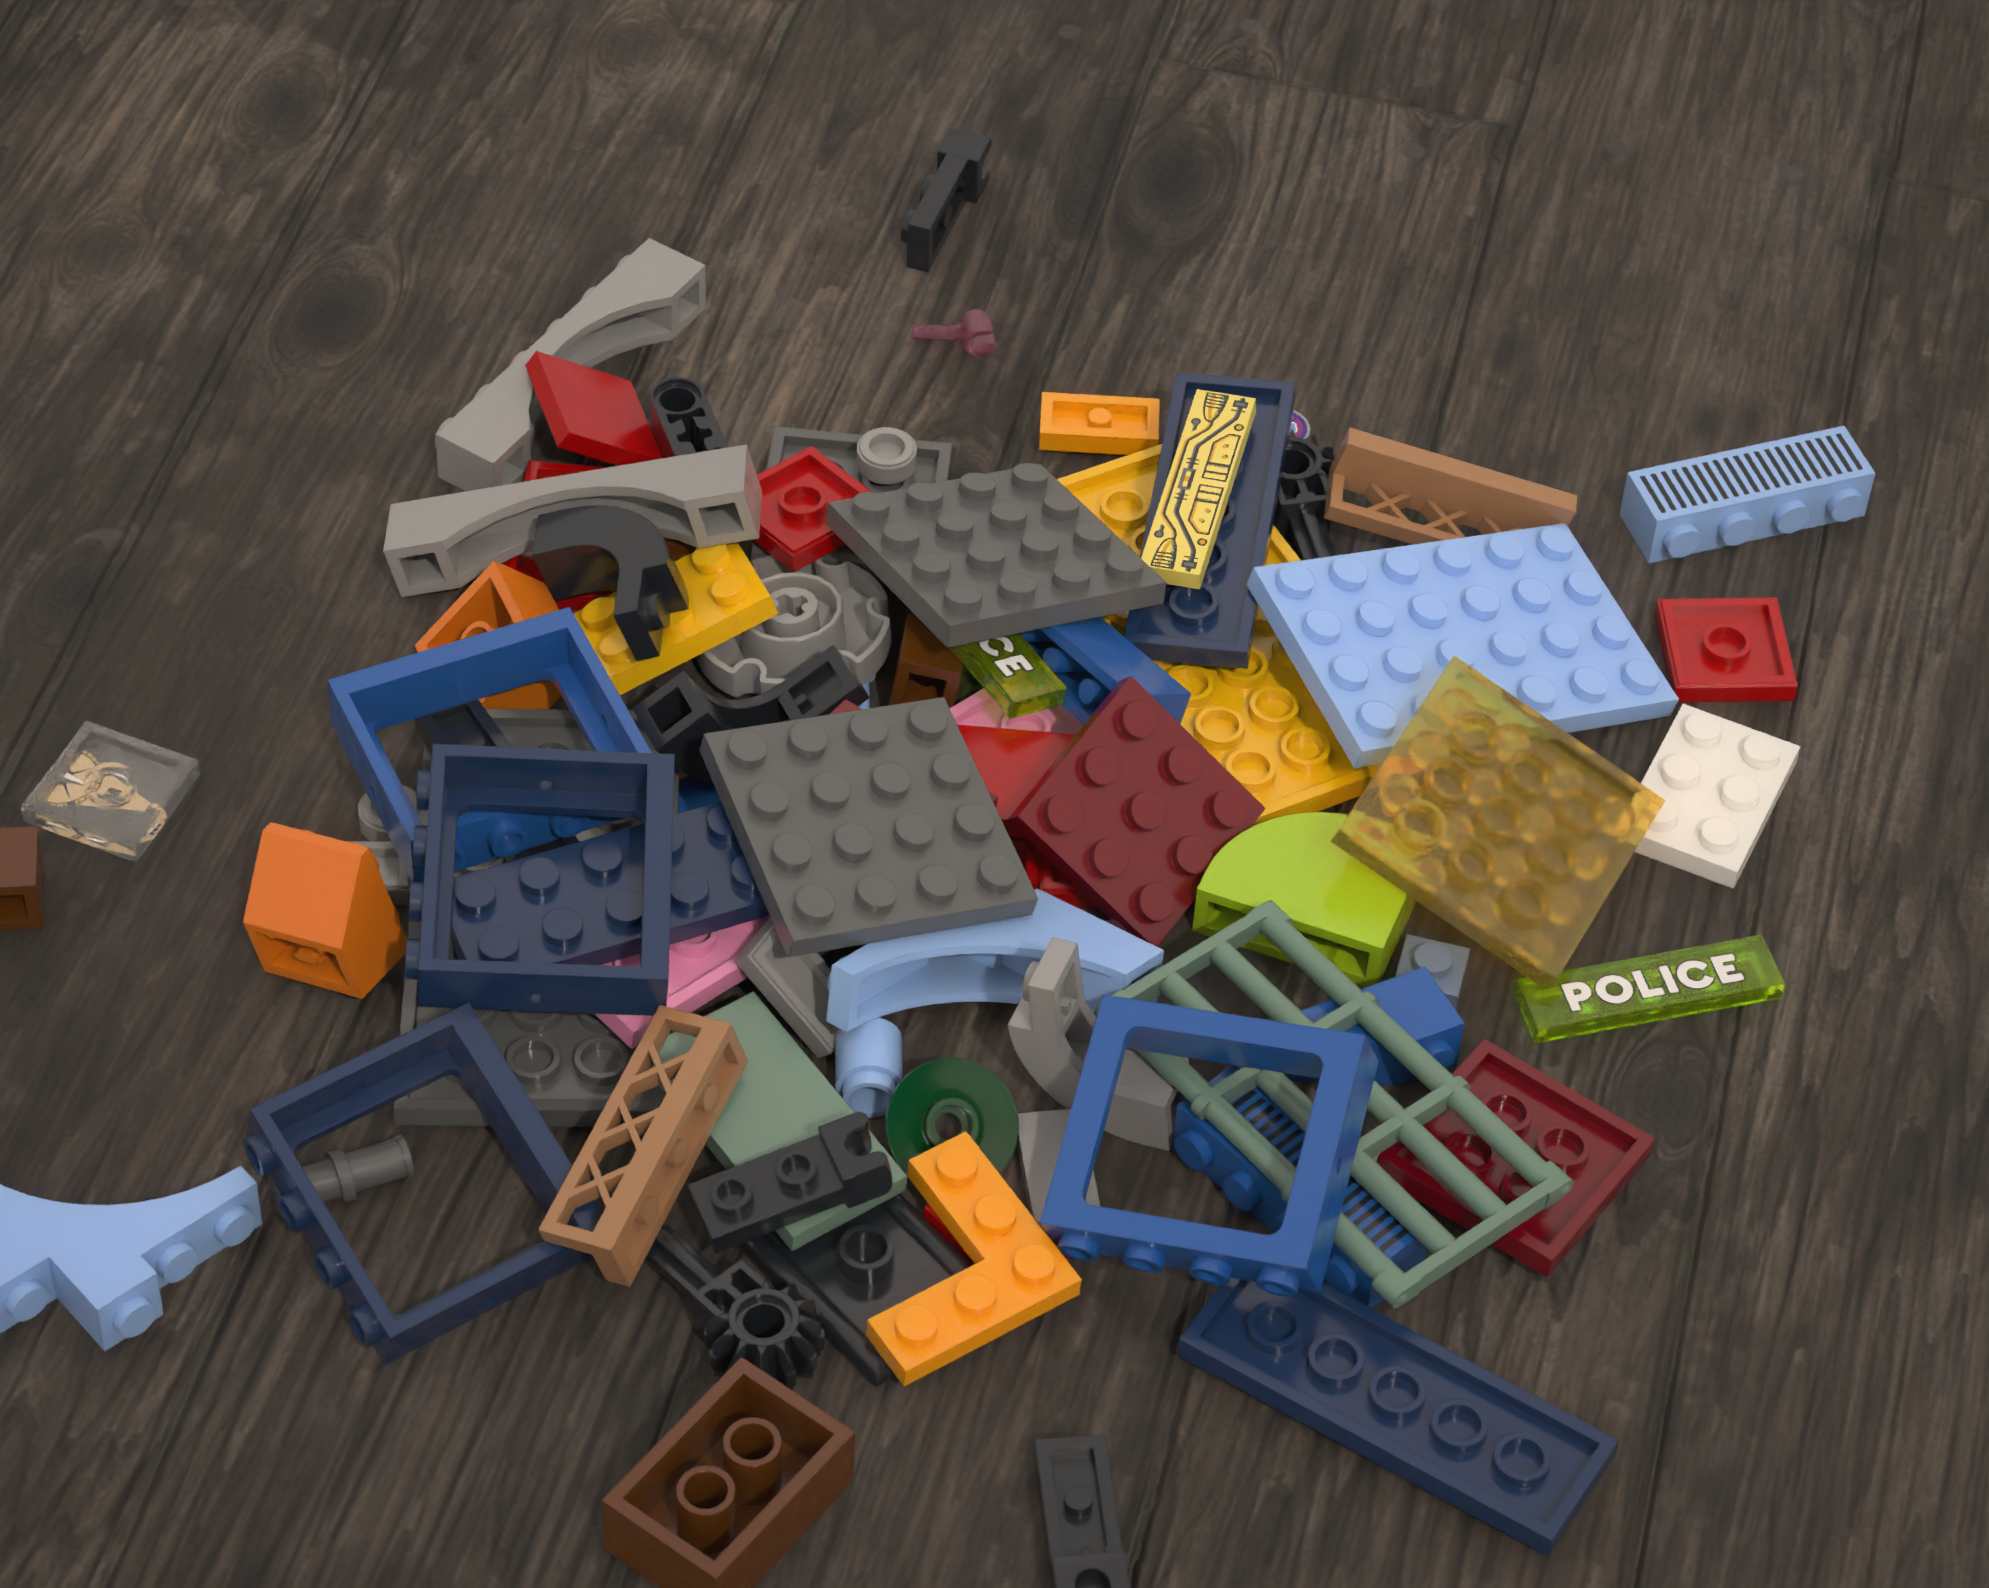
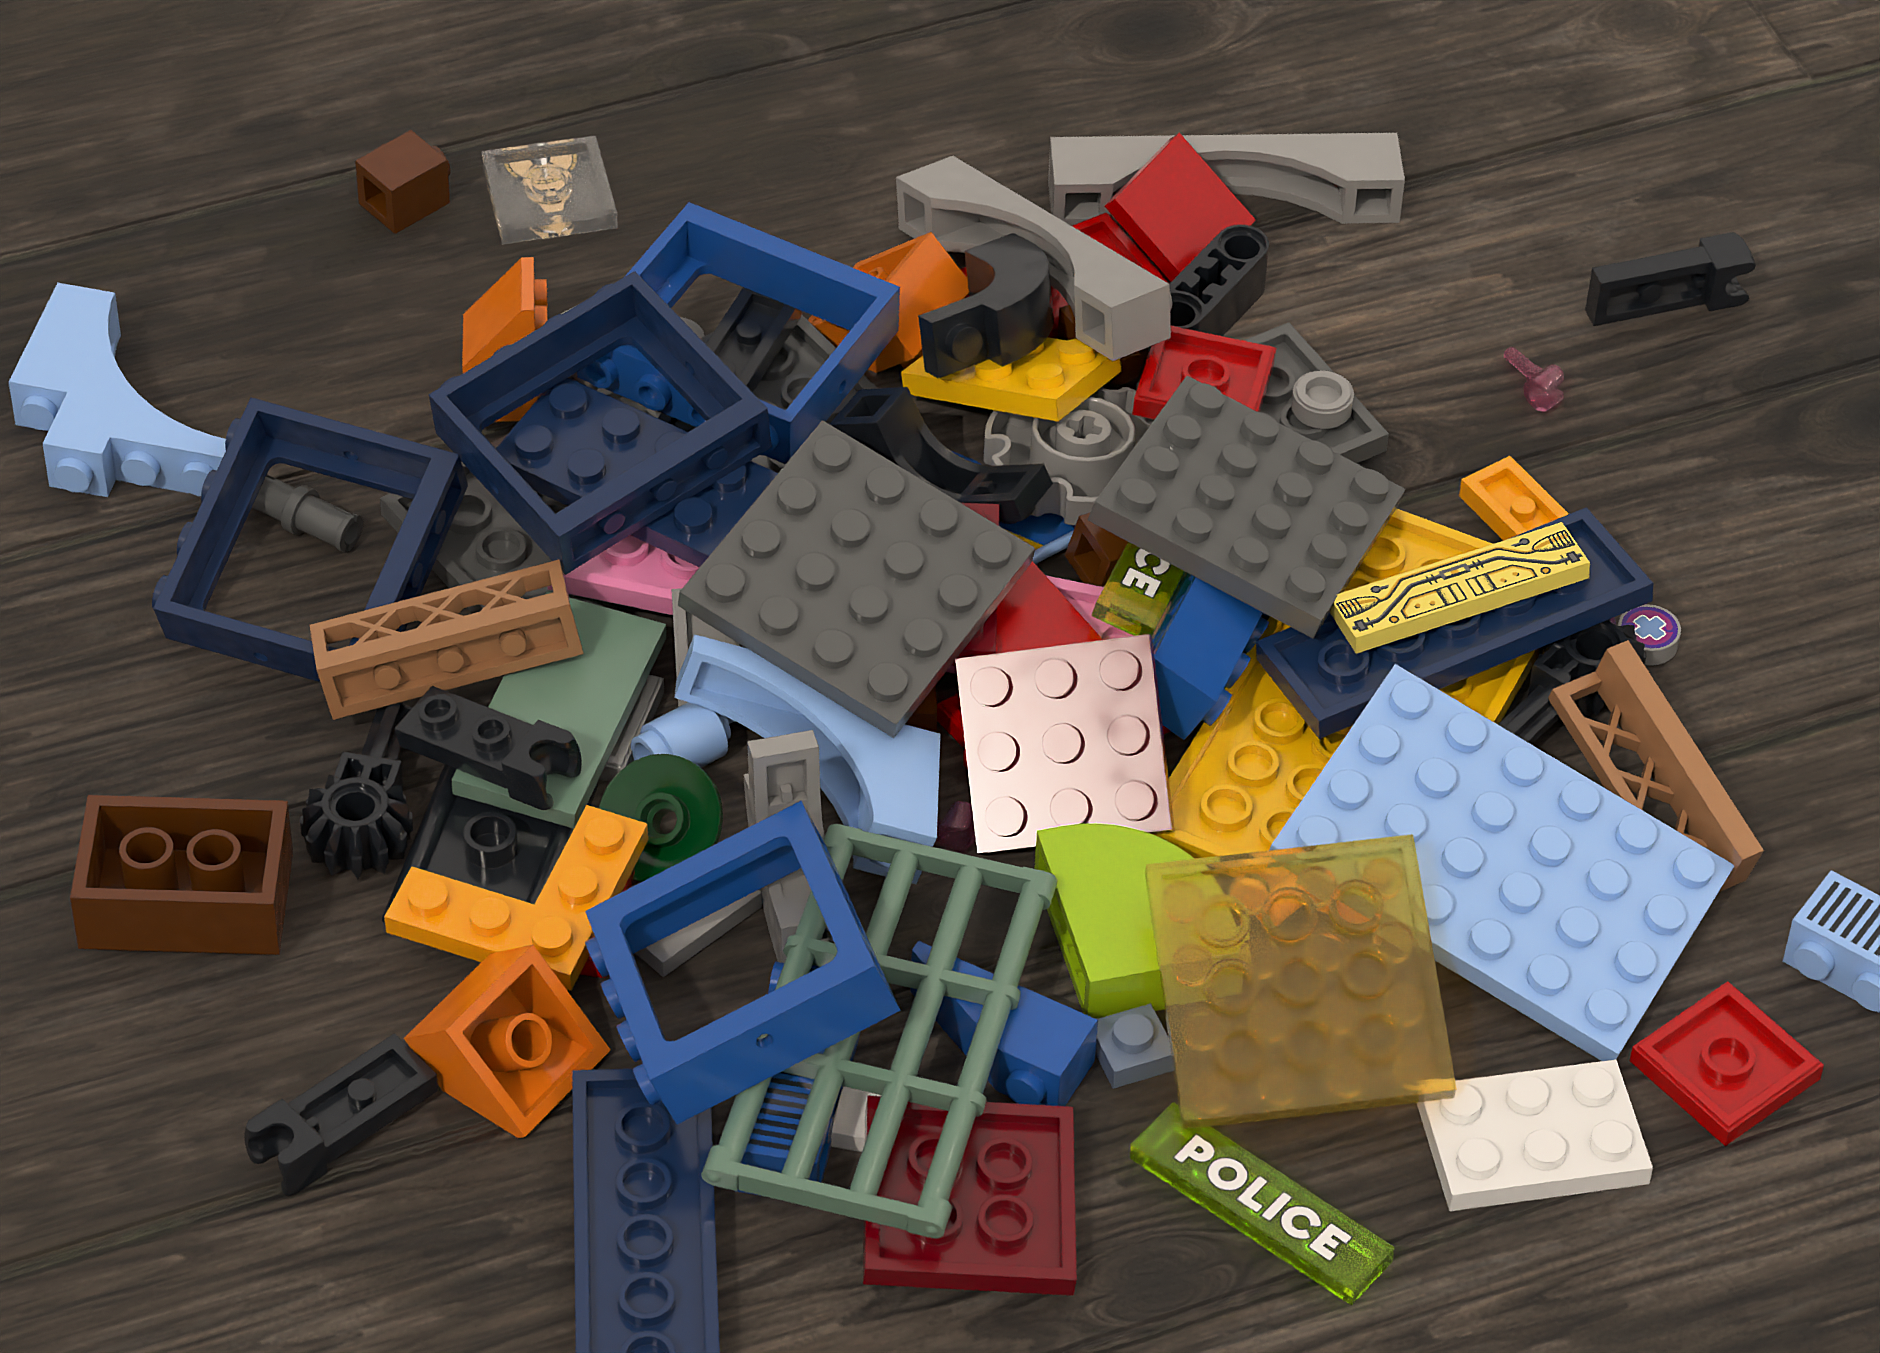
camera: 55 degrees right, 0 degrees up
(1101, 1364) = (508, 1040): none -> orange slope

